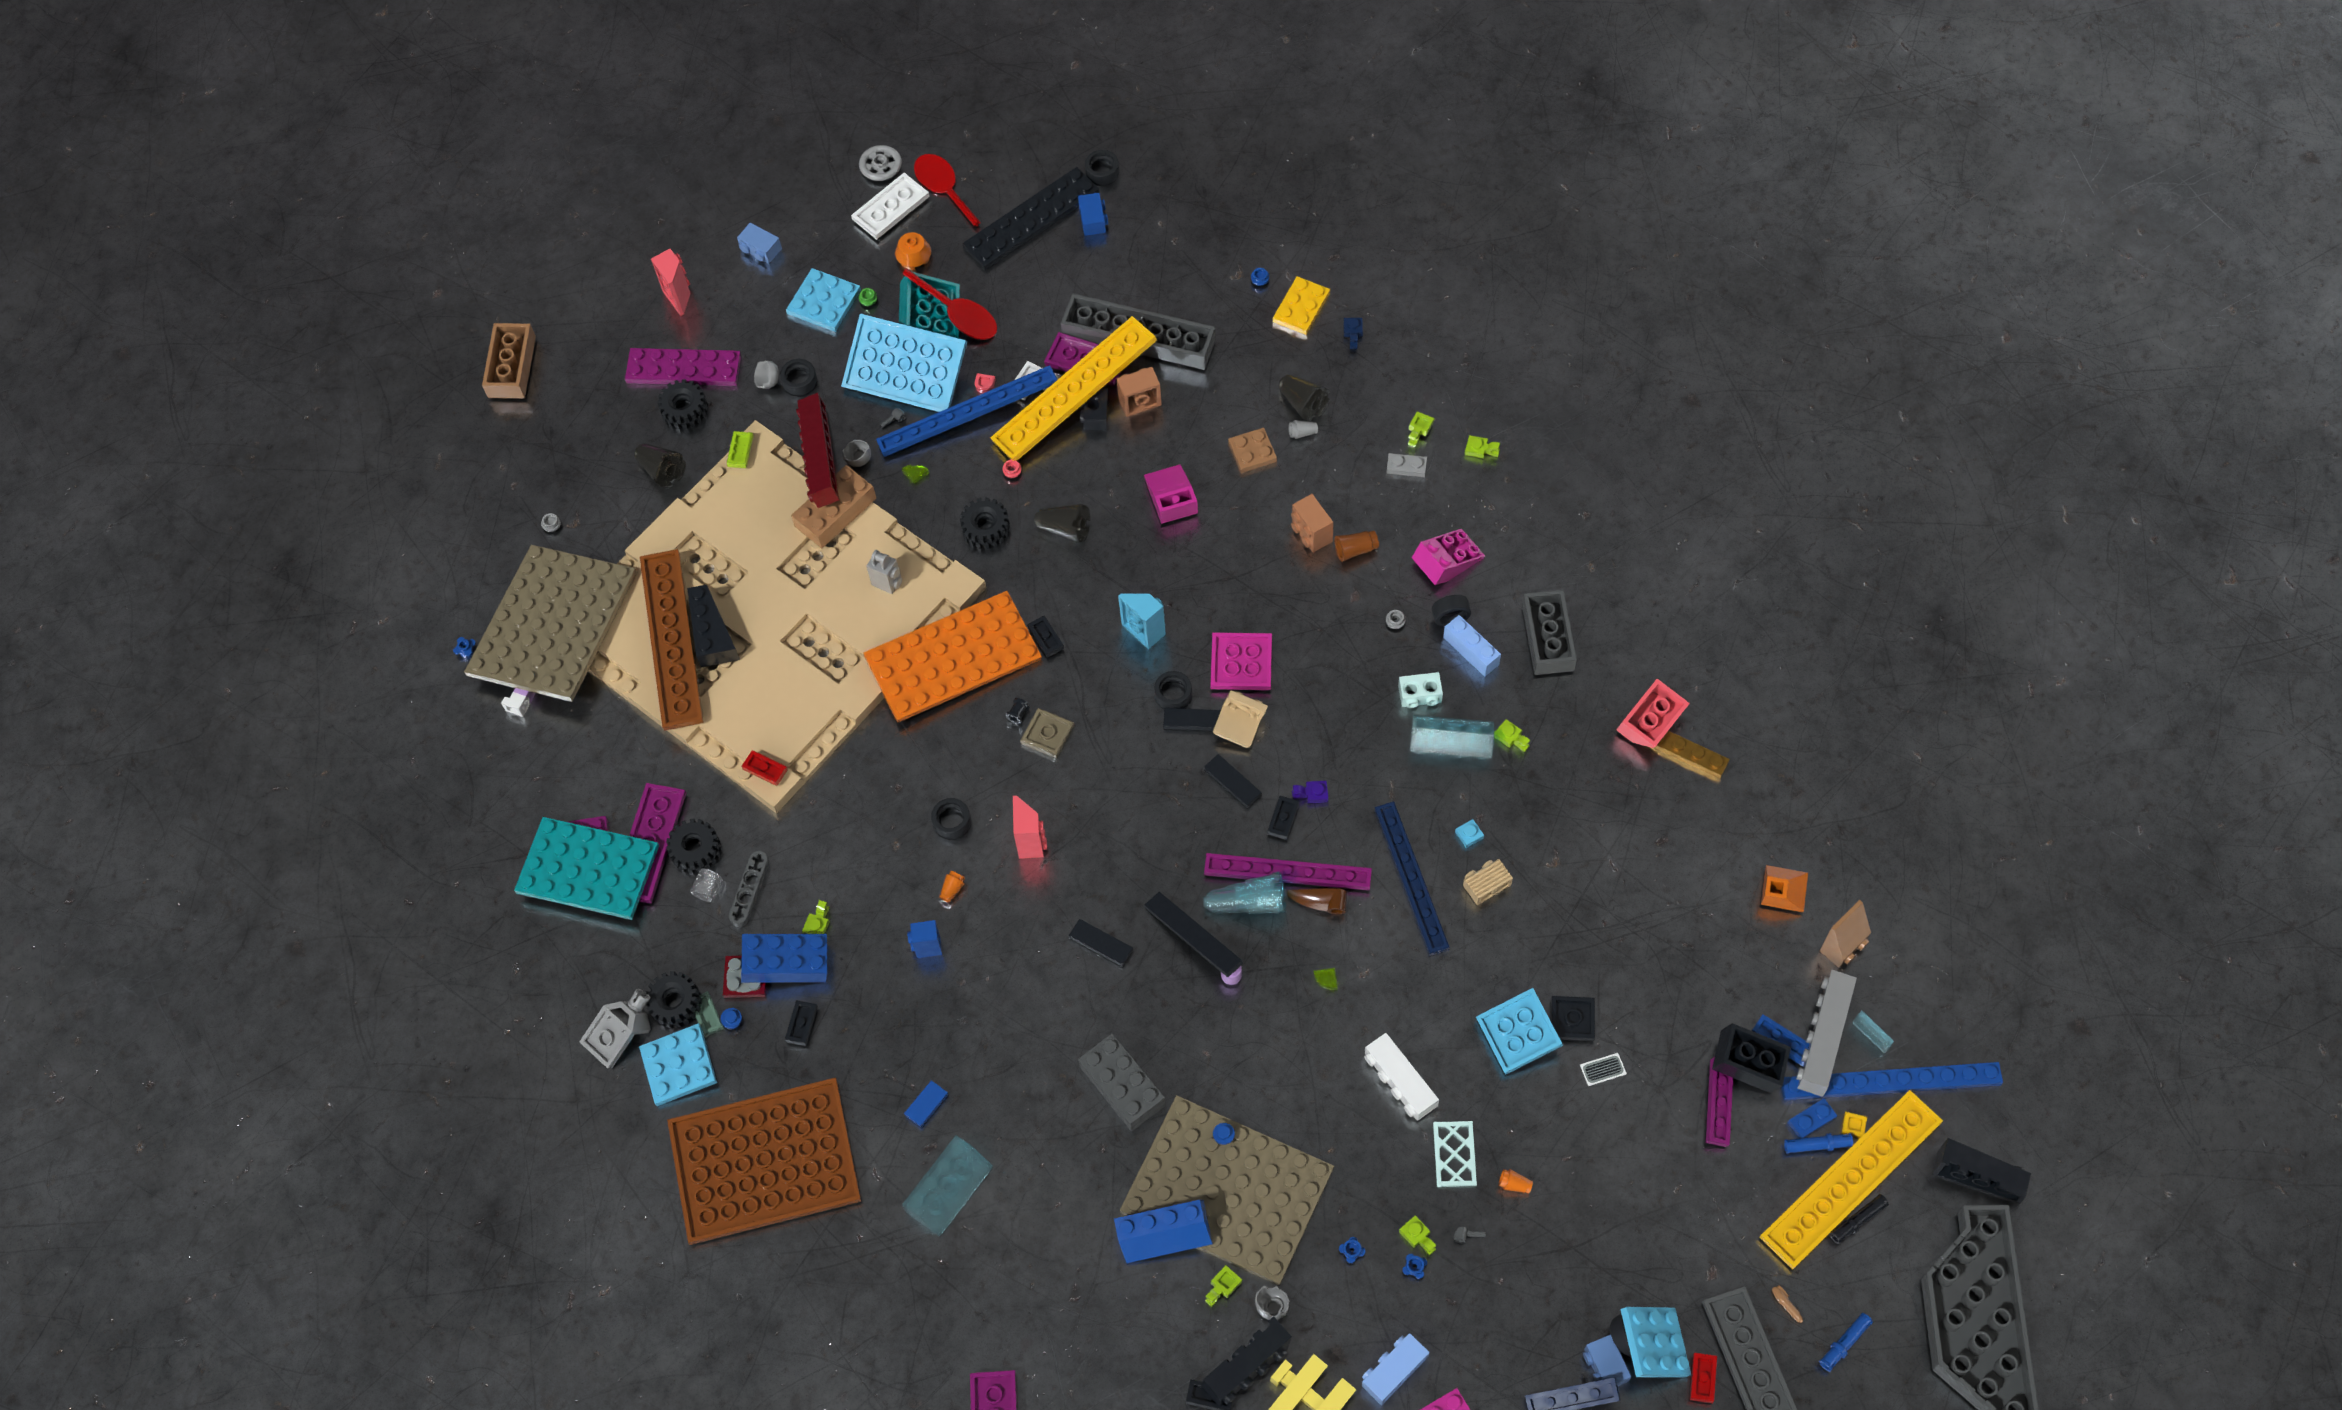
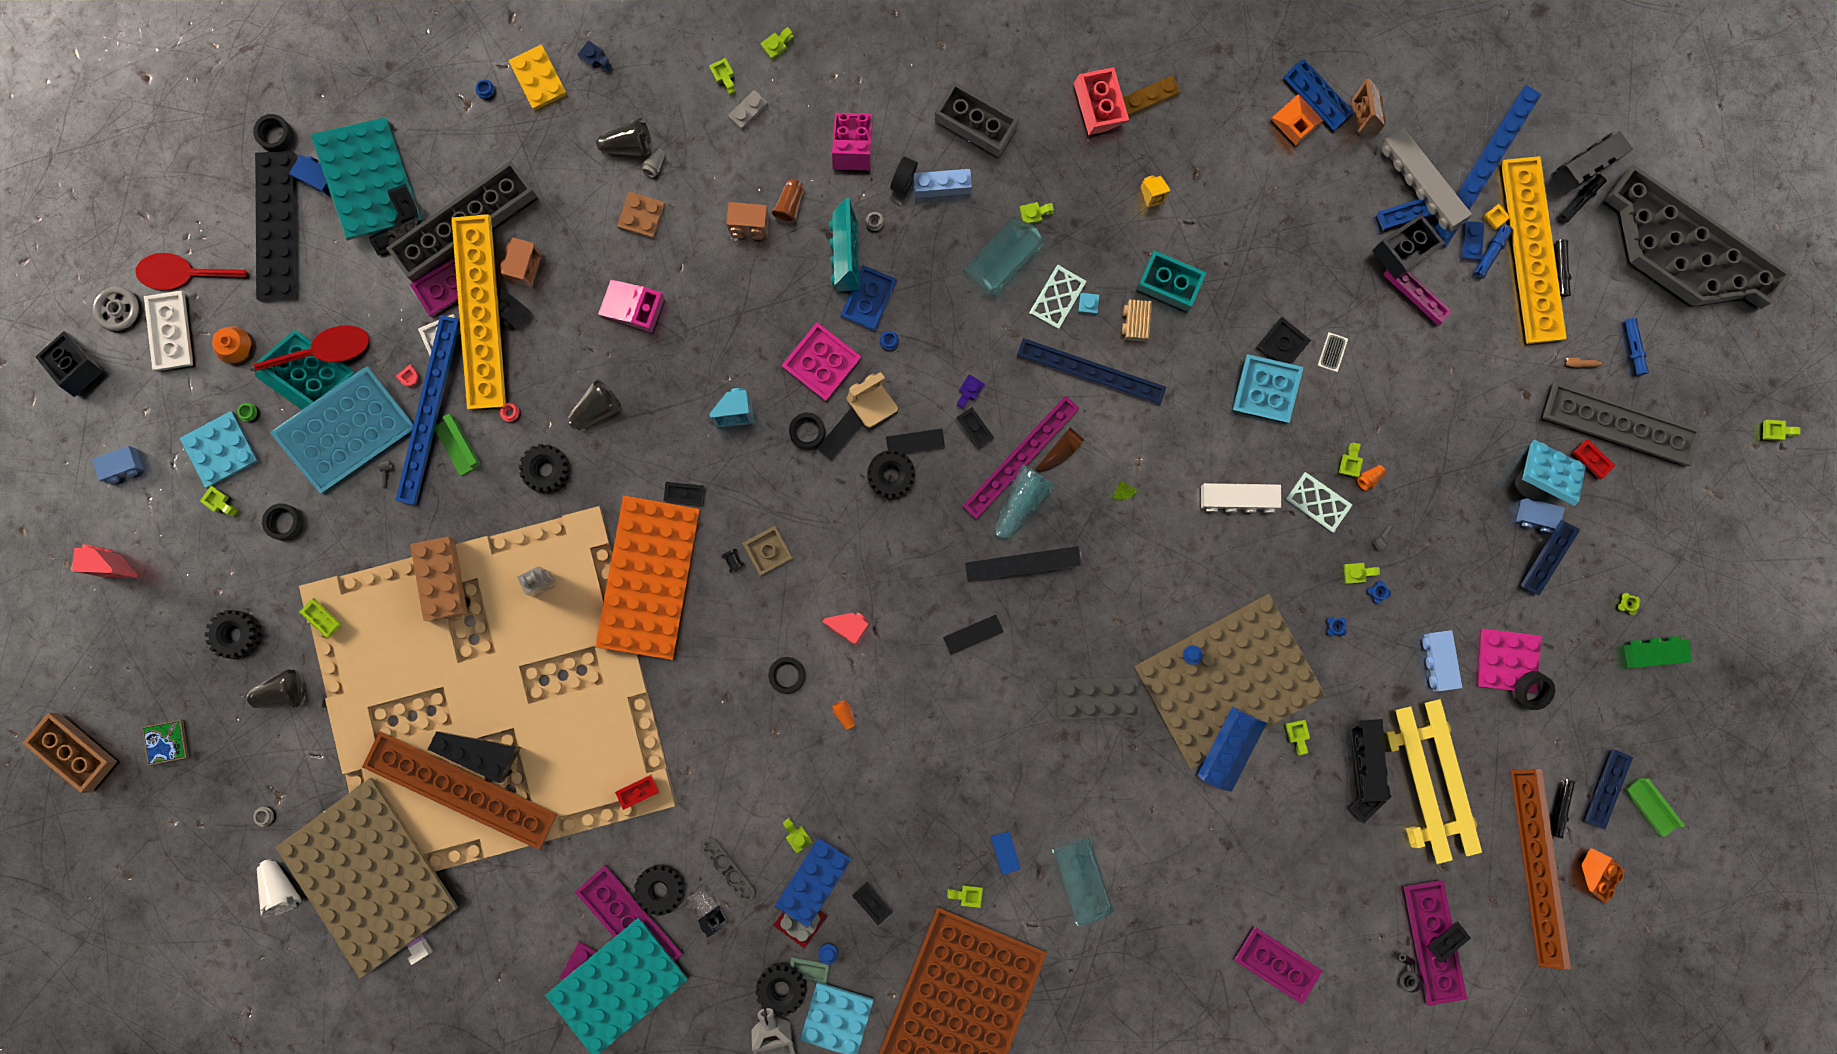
camera: 60 degrees left, 20 degrees up
(468, 650) = (336, 960): blue plate -> none
(495, 568) = (275, 890): none -> white cone
(563, 419) = (165, 742): none -> tile
(669, 365) = (192, 609): magenta plate -> none
(695, 902) = (713, 921): none -> black hinge
(766, 374) = (259, 547): light grey hair -> none
(780, 323) = (217, 500): none -> lime plate
(812, 163) = (68, 364): none -> black slope
(817, 451) = (376, 557): dark red brick -> none
(857, 453) = (396, 524): light grey hair -> none
(864, 1098) = (969, 896): none -> lime plate
(915, 473) = (450, 490): clear neon green tile -> none
(925, 939) = (877, 766): blue brick -> none
(956, 451) = (456, 445): none -> bright green panel
(1110, 291) = (406, 219): none -> black plate
(1117, 247) = (359, 170): none -> teal plate
(1184, 764) = (891, 459): none -> black tyre
(1271, 1302) = (1337, 711): light grey hair -> none
(1303, 700) = (889, 340): none -> blue plate
(1326, 660) = (868, 304): none -> blue tile
(1352, 609) = (845, 247): none -> teal slope
(1419, 685) = (945, 247): light aqua brick -> none
(1445, 817) = (1064, 311): none -> light aqua window
(1513, 1155) = (1351, 463): none -> lime plate
(1545, 882) = (1171, 281): none -> teal brick
(1612, 814) = (1154, 190): none -> yellow slope
(1821, 887) = (1318, 94): none -> blue fence
(1873, 1032) = (1441, 149): clear light blue tile -> none
(1940, 1189) = (1583, 197): none -> black pin

